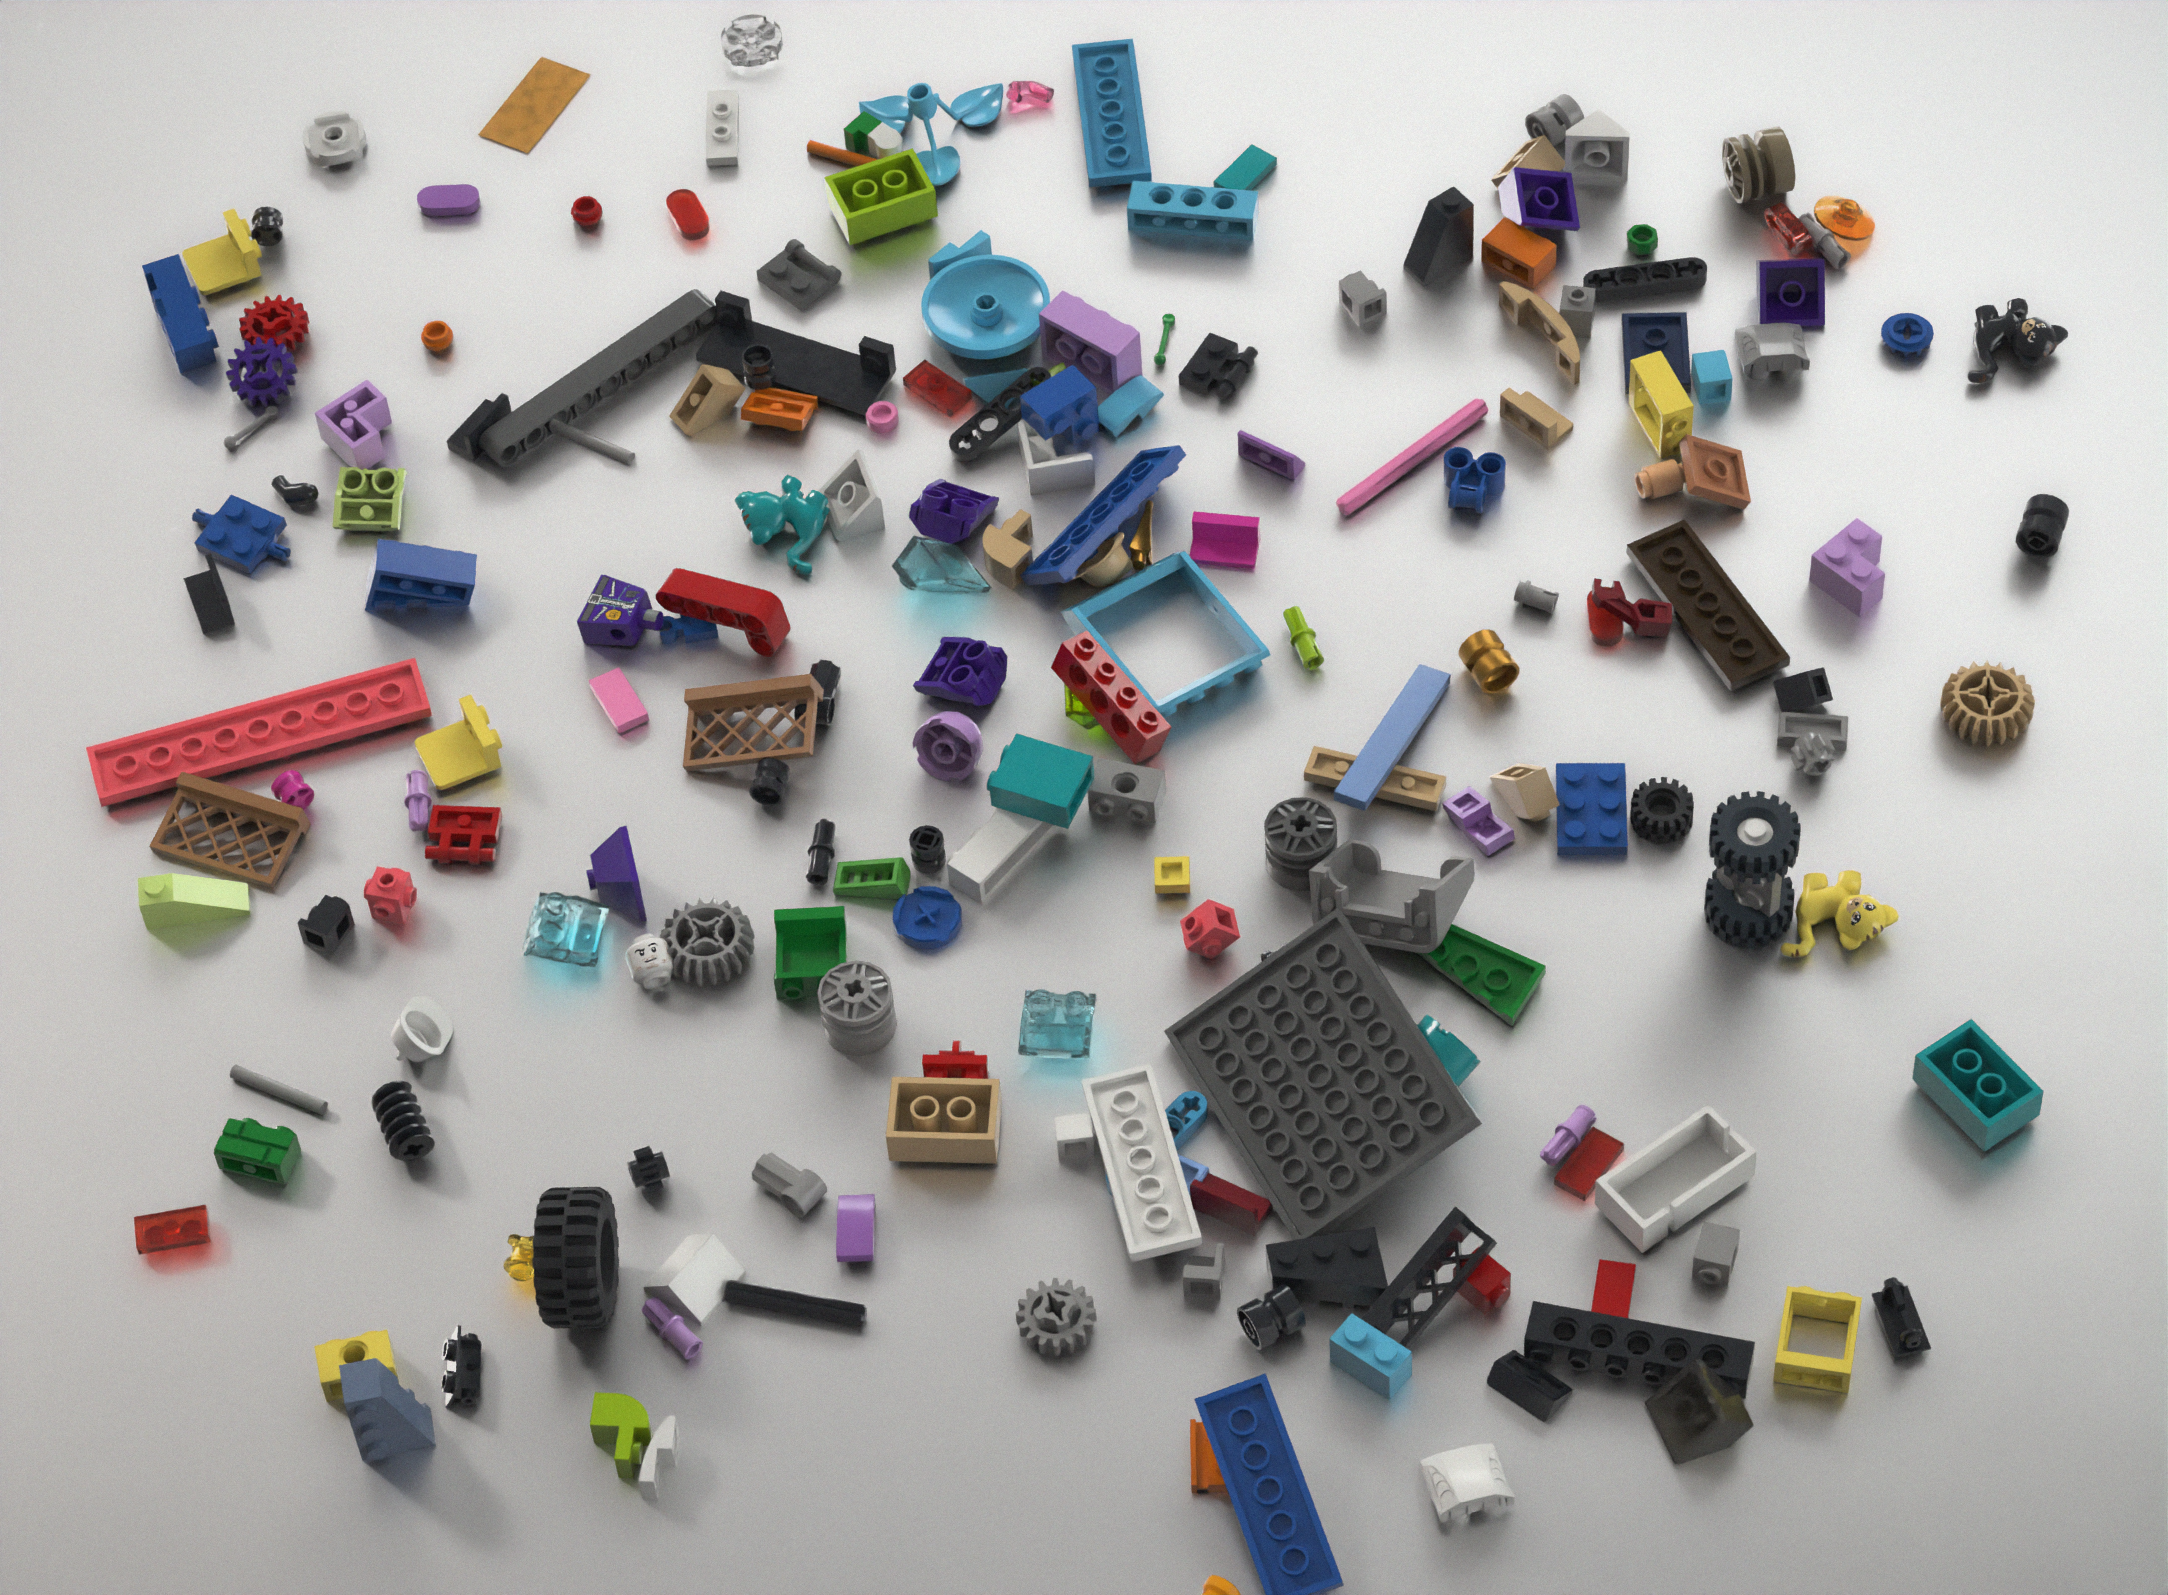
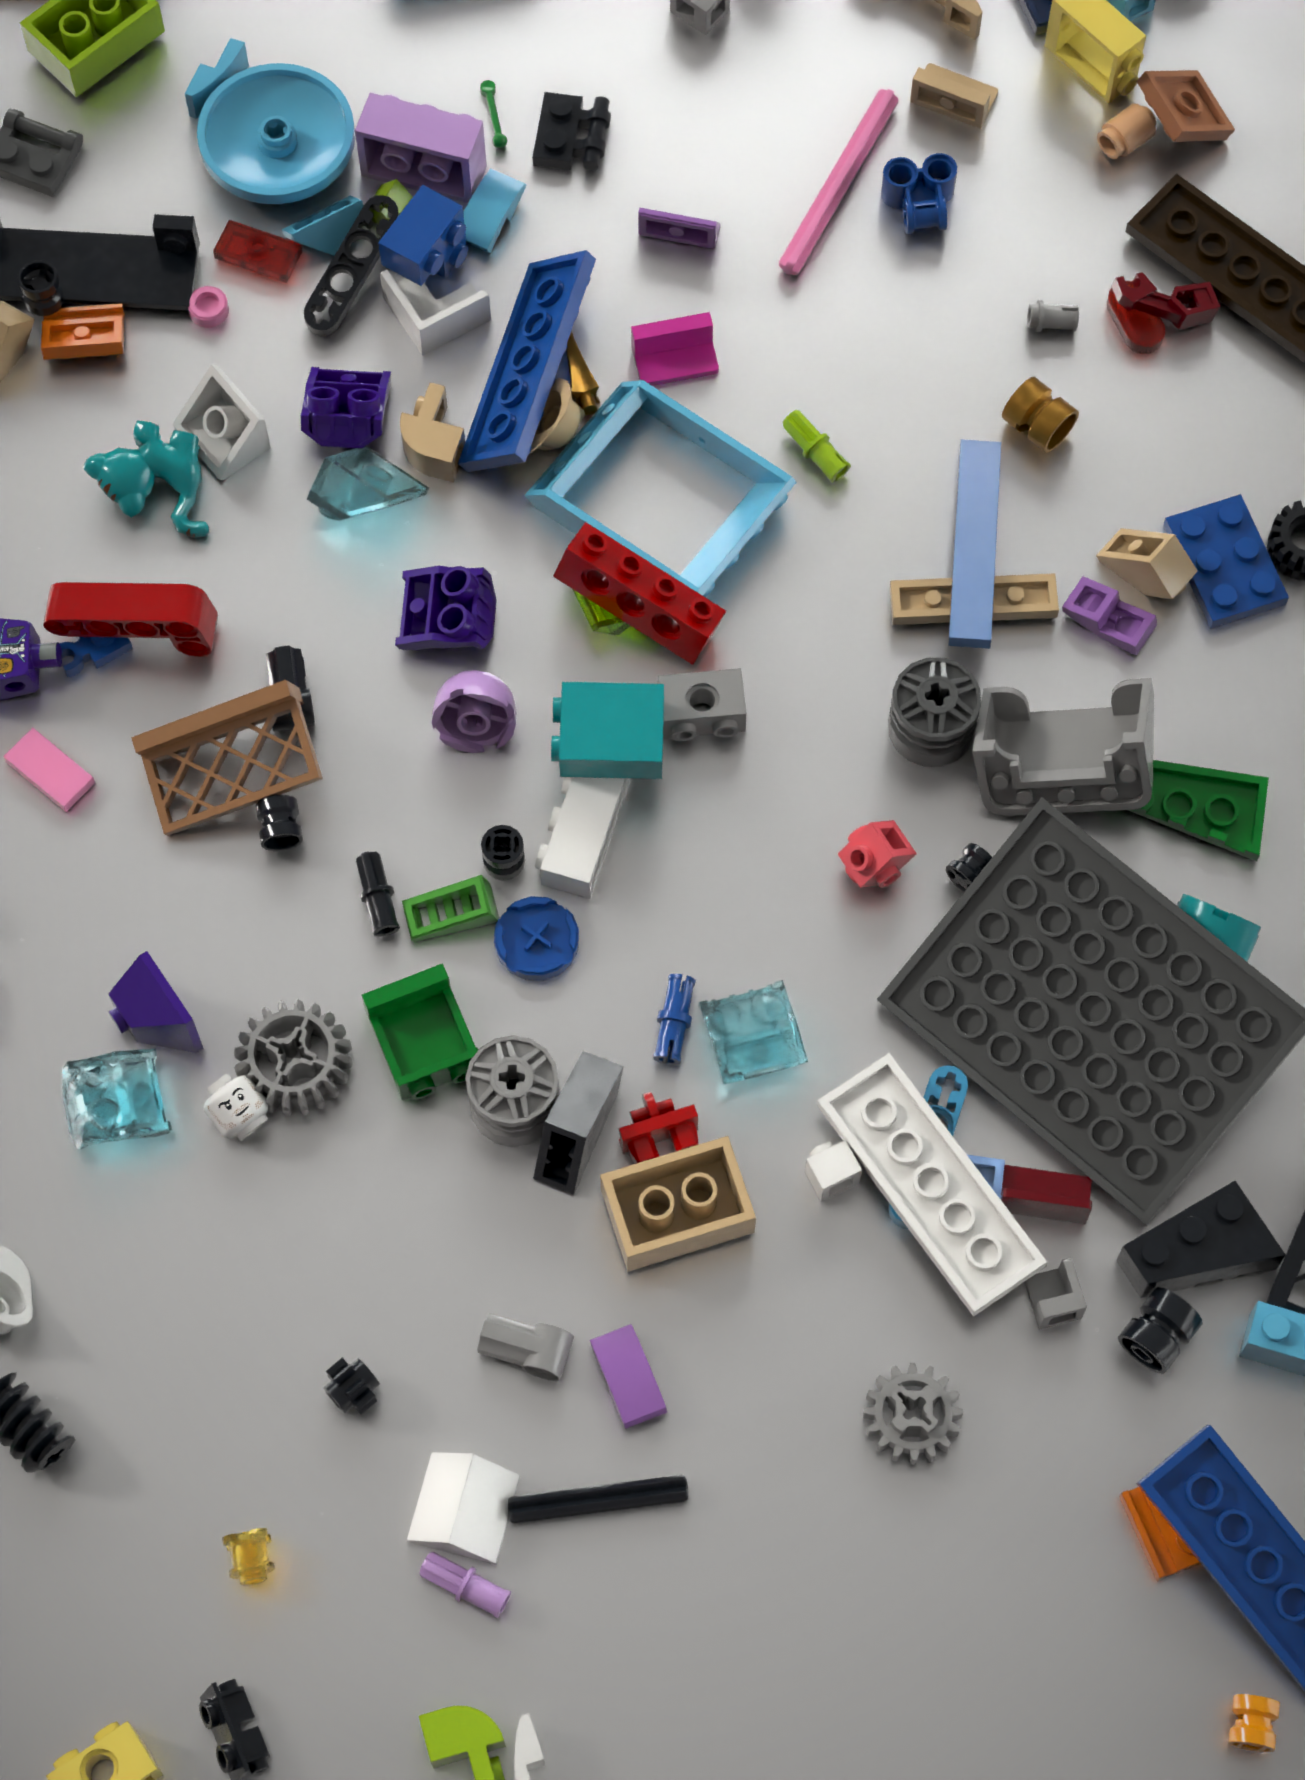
camera: 25 degrees left, 15 degrees up
(575, 1257) = (329, 1554): black tyre -> none
(895, 1044) = (577, 1122): none -> slope
(1004, 1000) = (674, 1019): none -> blue pin
(1172, 874) = (798, 794): light yellow plate -> none

